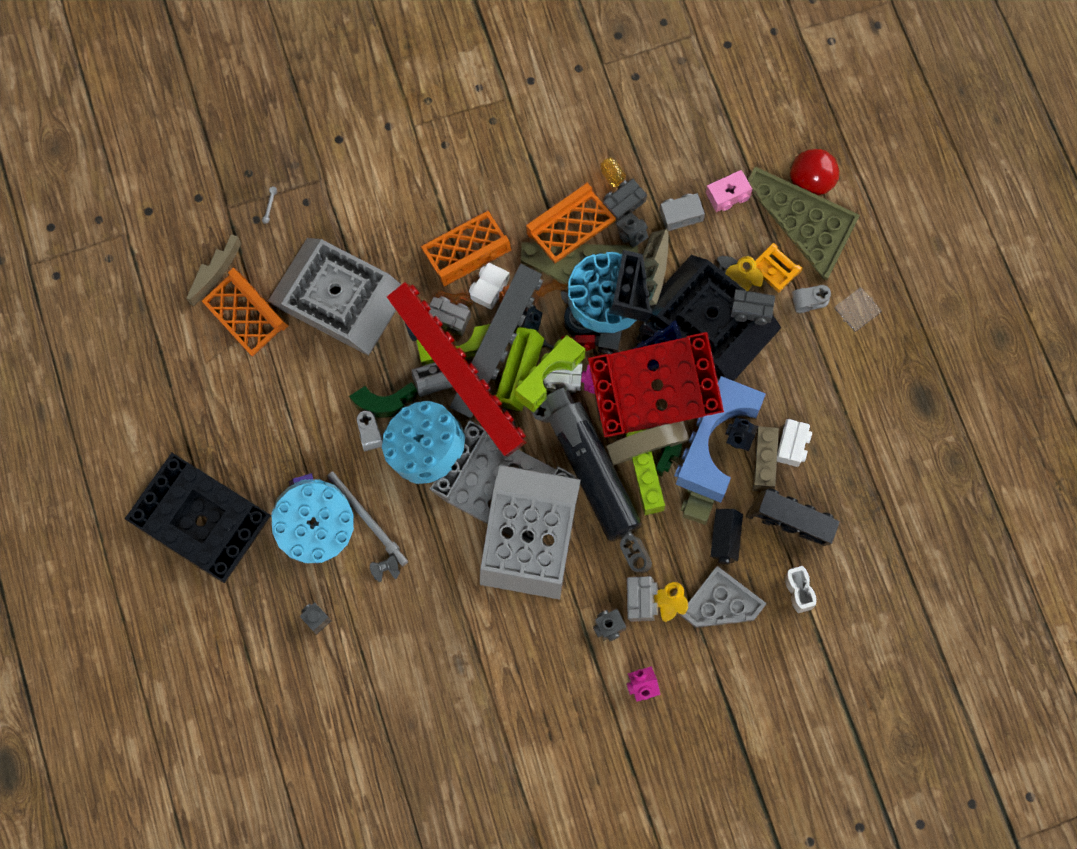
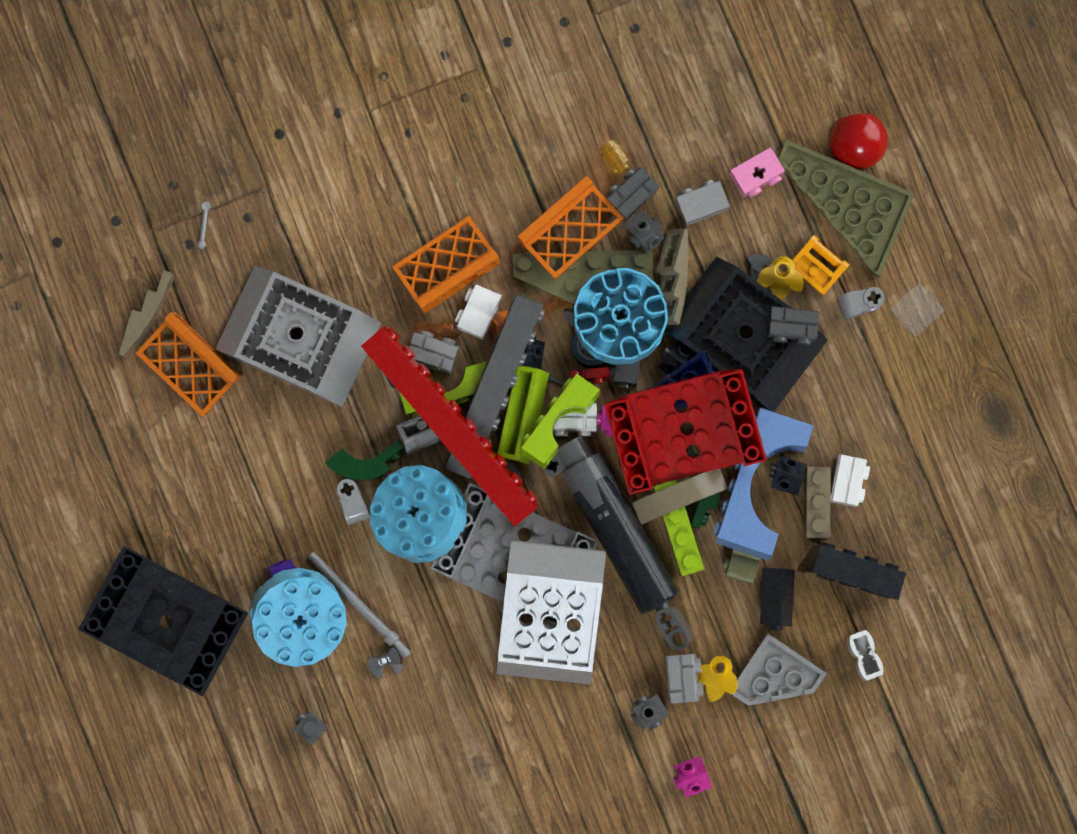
camera: 10 degrees left, 10 degrees up
(630, 290) = (647, 318): black wedge -> none

